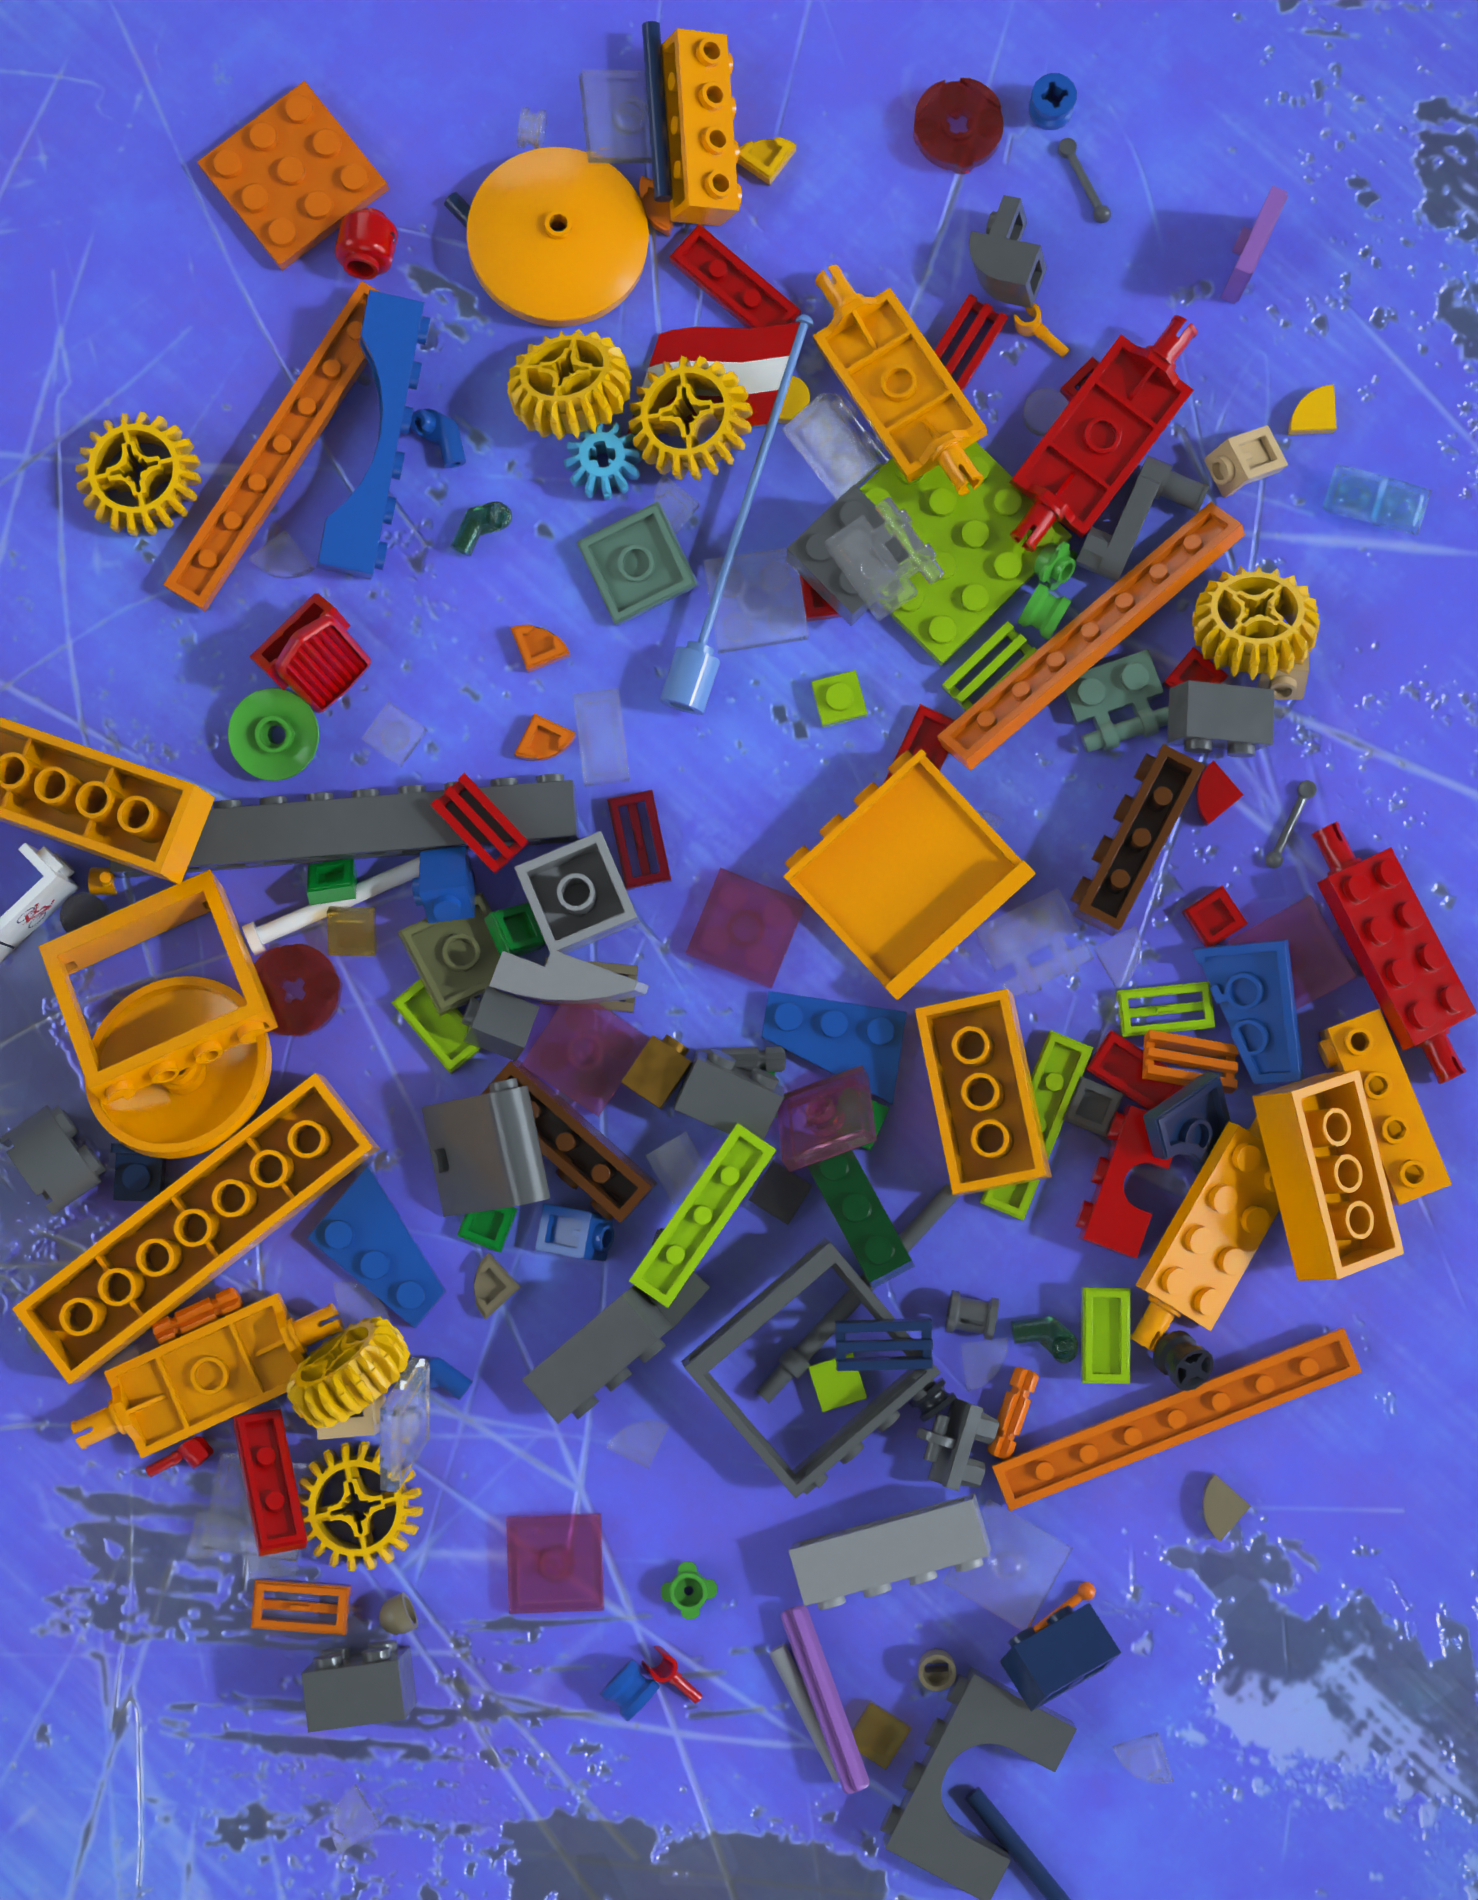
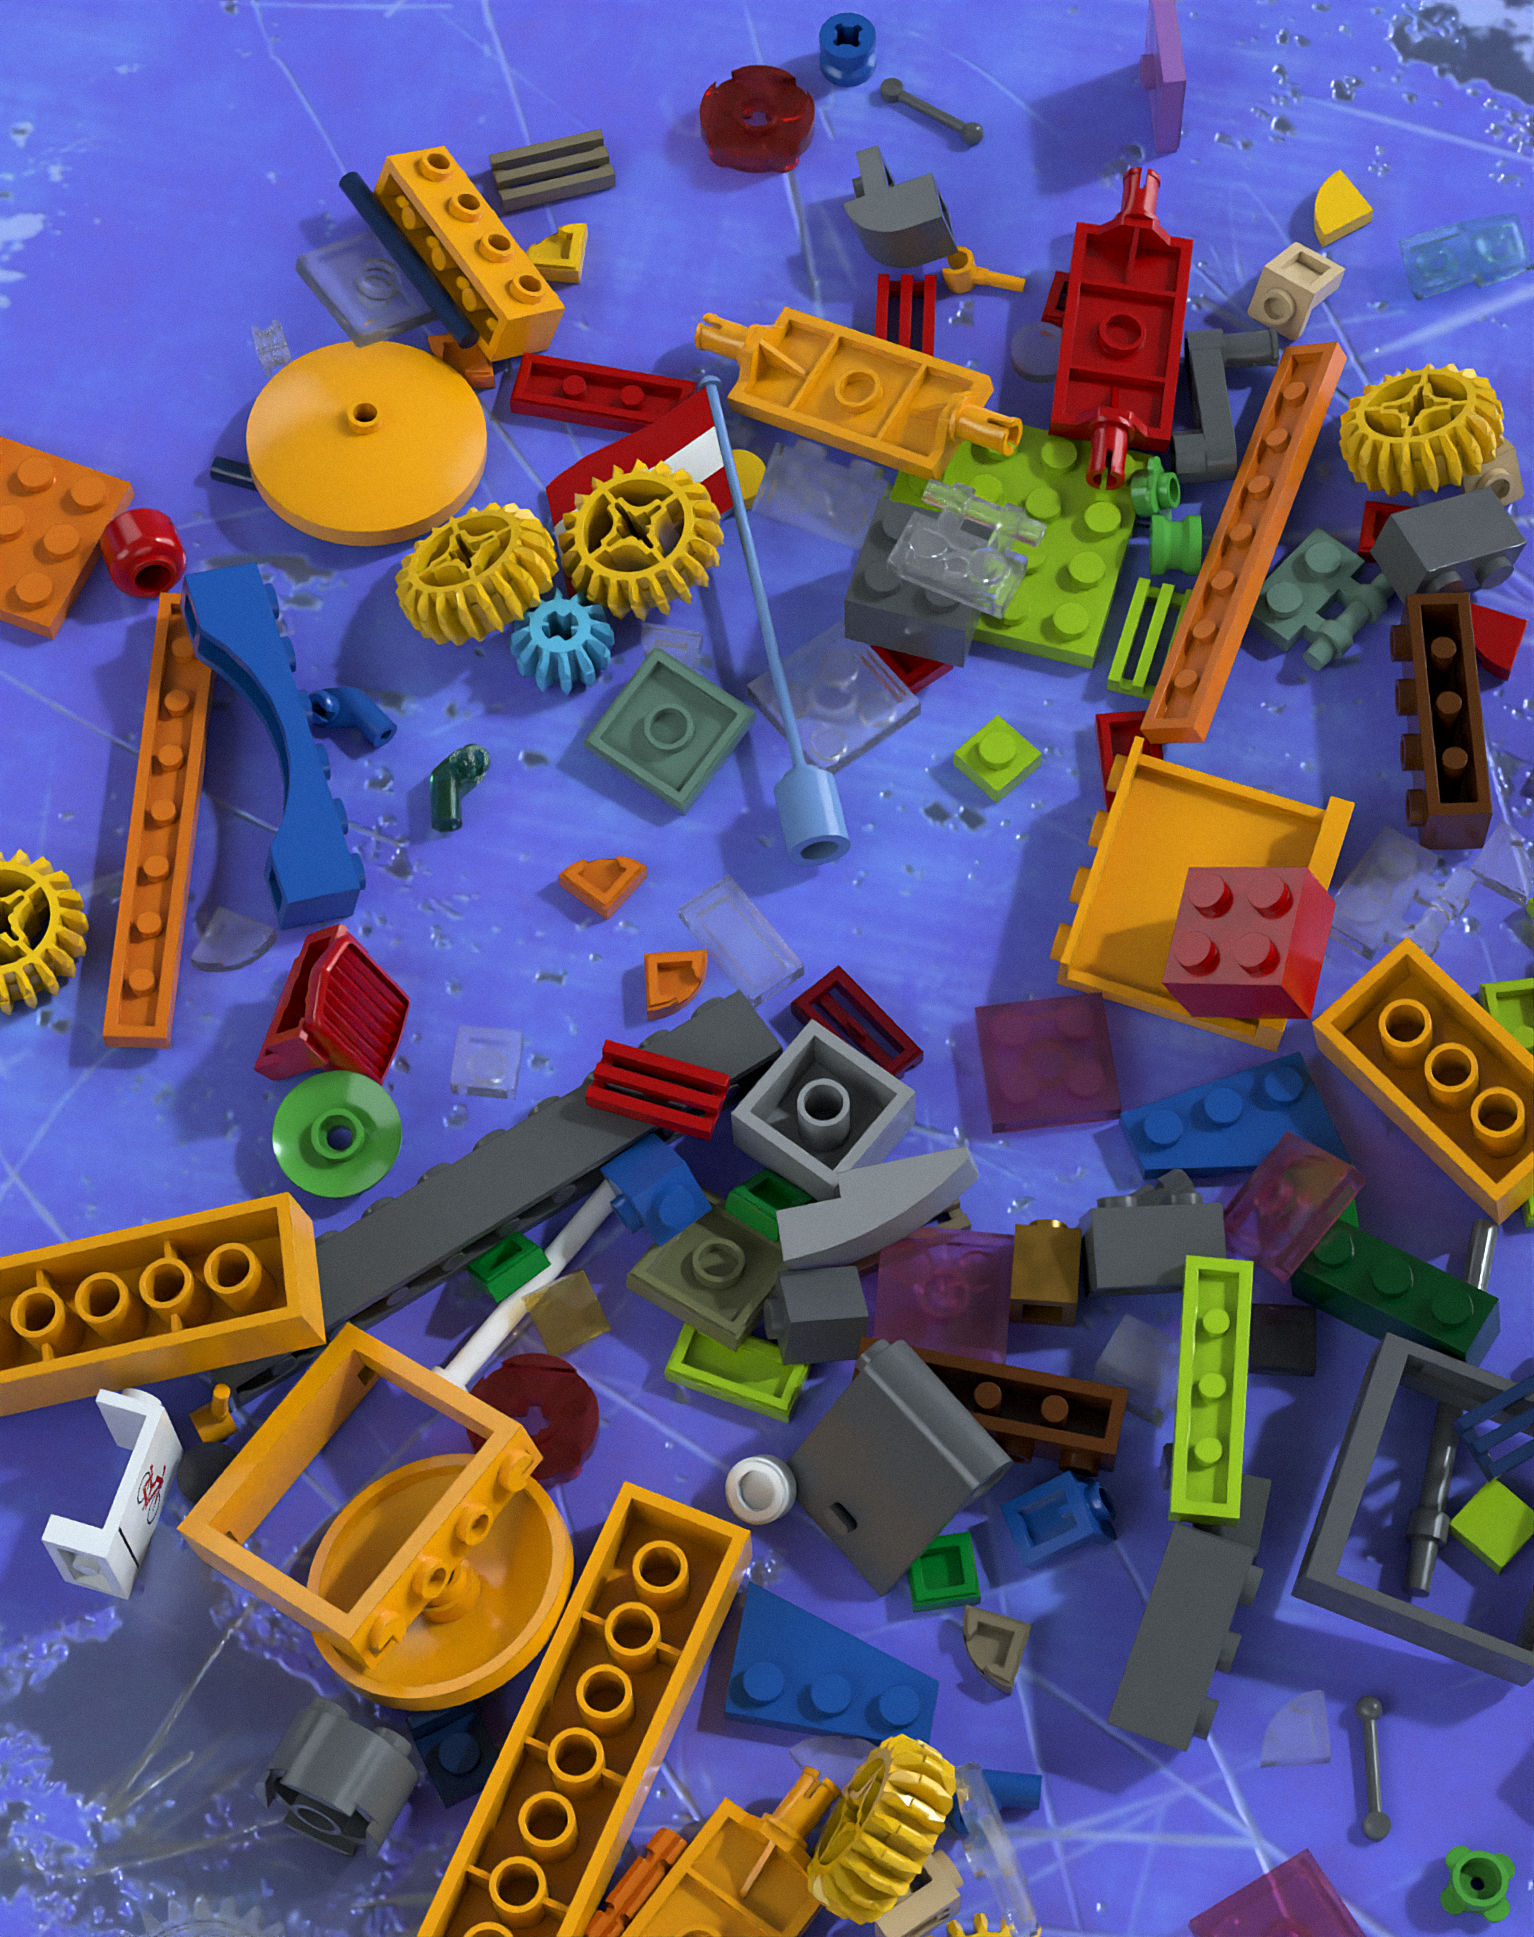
camera: 30 degrees left, 20 degrees down
(406, 1111) = (760, 1489): none -> white tile
(653, 1519) = (1376, 1823): none -> dark grey hinge
(799, 71) = (550, 163): none -> dark tan tile
(906, 934) = (1249, 942): none -> red brick

